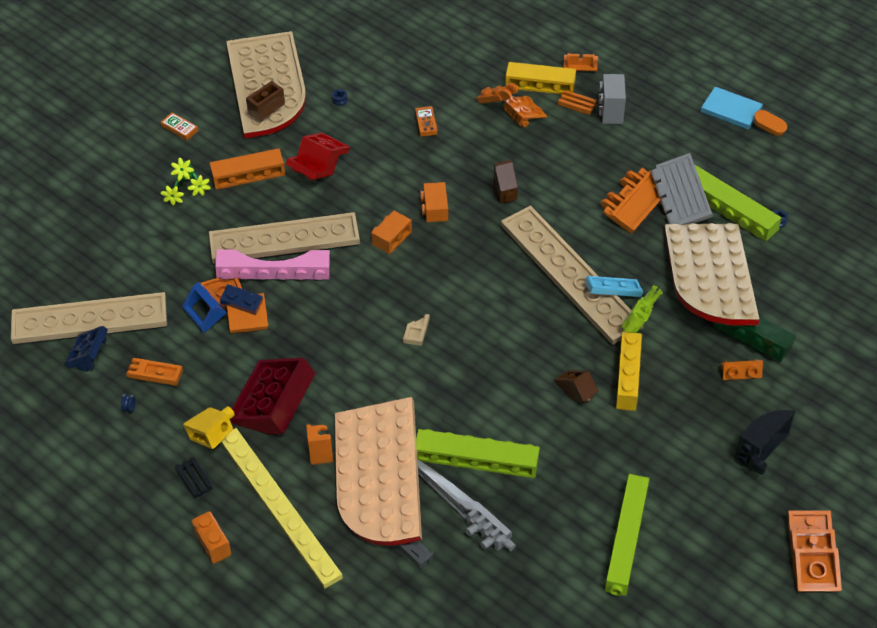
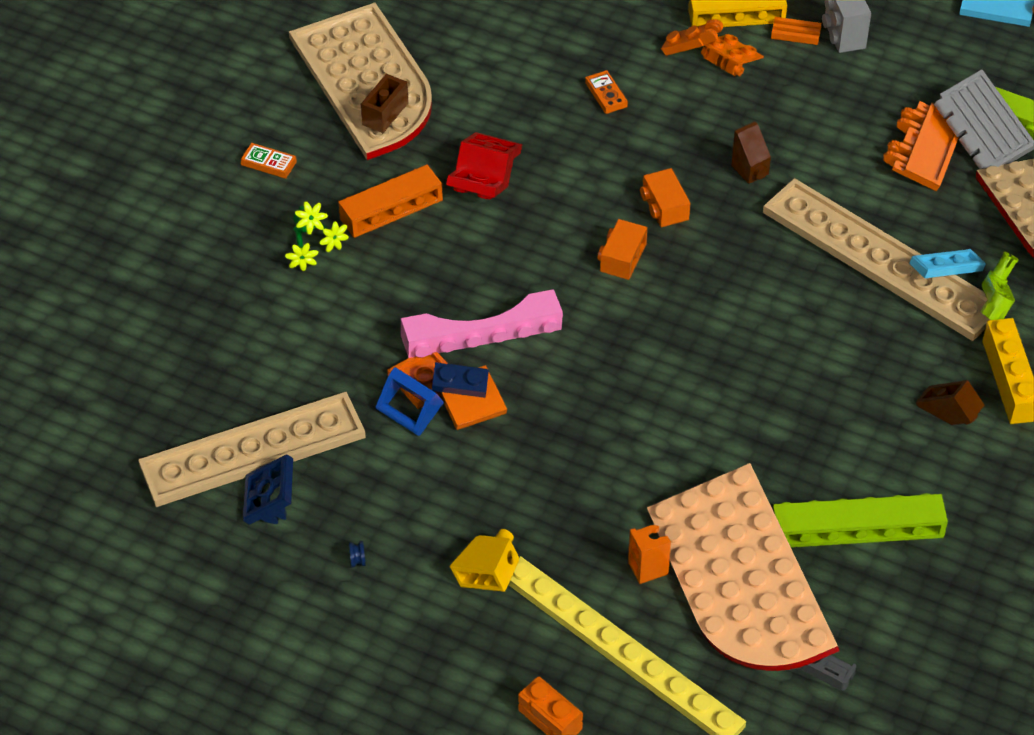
camera: 15 degrees left, 0 degrees up
(154, 371) = (375, 503): orange hinge -> none
(187, 465) = (472, 621): black tile -> none
(272, 394) = (552, 500): dark red slope -> none
(287, 236) = (482, 282): tan plate -> none
(339, 97) = (475, 80): dark blue bush -> none
(416, 331) = (709, 376): tan tile -> none
(477, 516) = (880, 598): light grey piece -> none

